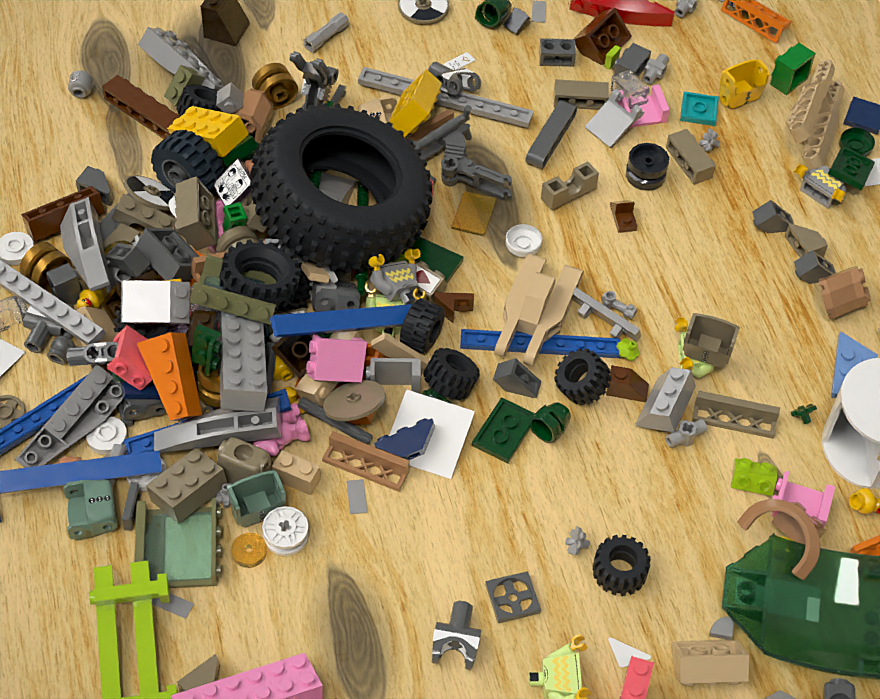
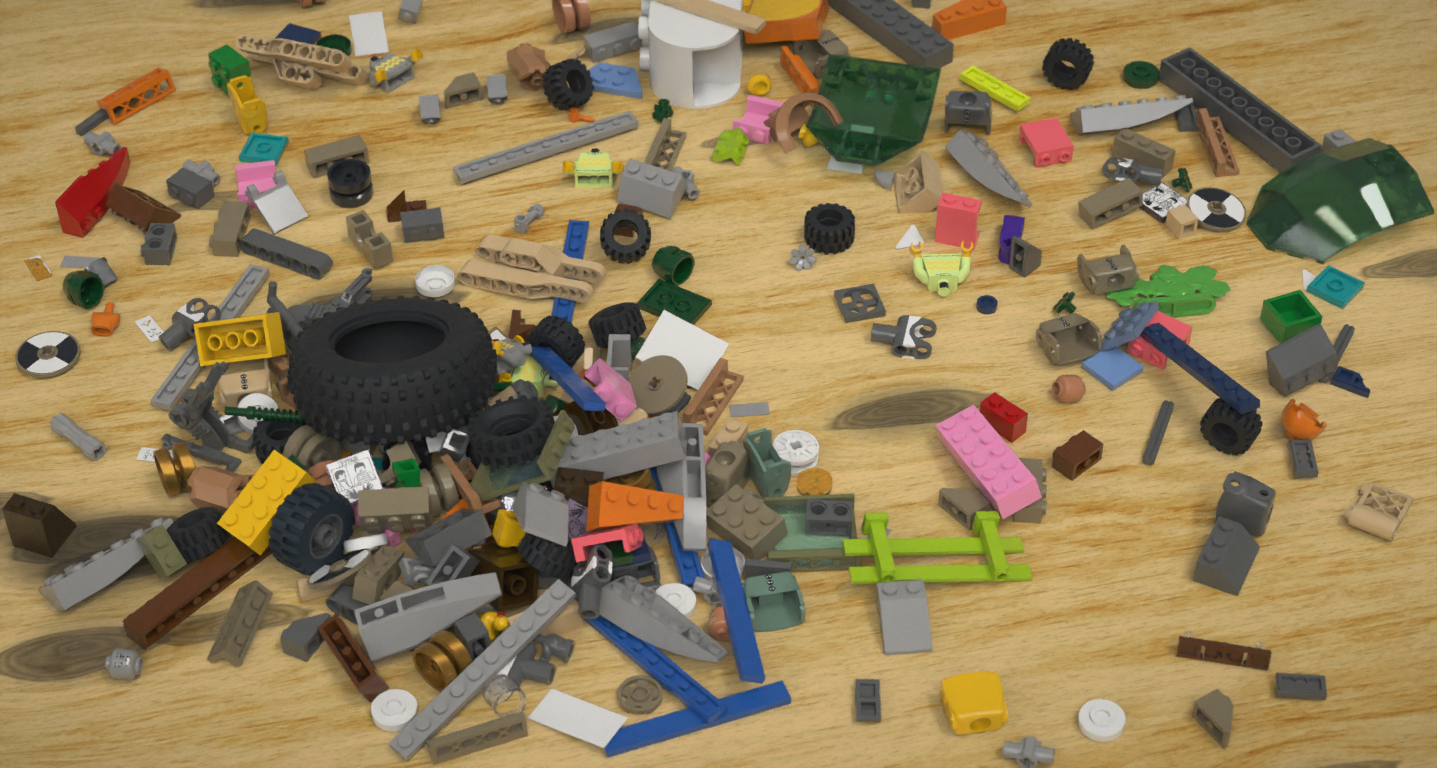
camera: 85 degrees left, 10 degrees down
(59, 621) = (903, 617): none -> light grey slope
(115, 148) = (241, 624): none -> dark tan fence
(191, 556) = (828, 517): none -> dark grey brick
(206, 348) = (614, 463): dark green bracket -> none
(229, 99) = (206, 495): light grey brick -> none
(408, 442) = (695, 357): dark blue slope -> none
(461, 31) = (105, 322): none -> orange piece
(517, 378) = (616, 290): dark grey slope -> none
(598, 225) = (422, 225): none -> dark grey brick
(612, 56) = (177, 202): lime tile -> none
(619, 324) = (555, 216): light grey hinge -> none
(628, 349) = (582, 214): lime plant -> none
(632, 87) = (227, 188): clear brick -> none
(709, 140) = (312, 139): light grey plant -> none
(710, 339) = (592, 144): dark tan piece -> none
(726, 309) = (545, 147): none -> light grey plate
(786, 340) = (574, 116): none -> orange hand
(806, 333) = (578, 79): none -> black tyre
(851, 168) = (375, 49): dark green tile -> none

